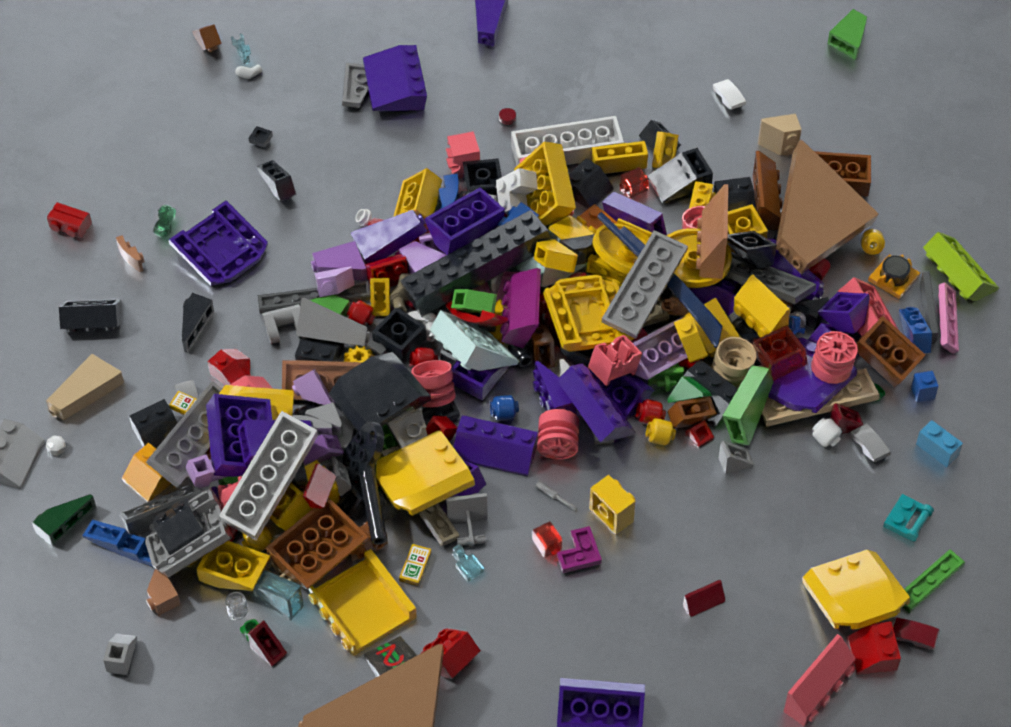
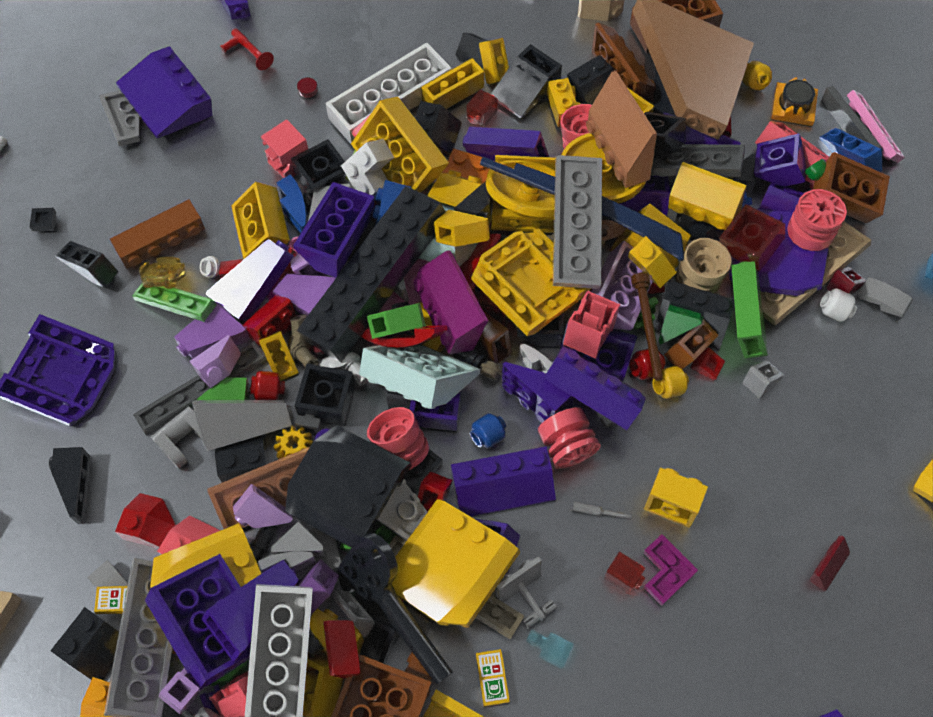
camera: 25 degrees left, 10 degrees up
(325, 229) = (176, 301): none -> bright green tile
(328, 207) = (164, 272): none -> clear yellow plate
(338, 179) = (157, 234): none -> dark orange brick
(421, 355) = (365, 410): red head -> none
(484, 83) = (263, 61): none -> red piece
(528, 369) = (490, 370): none -> dark tan plate
(673, 350) = (641, 284): none -> reddish brown piece
(865, 325) = (816, 170): none -> green piece
(924, 386) = (900, 210): blue brick -> none
(959, 267) = (852, 68): lime slope -> none

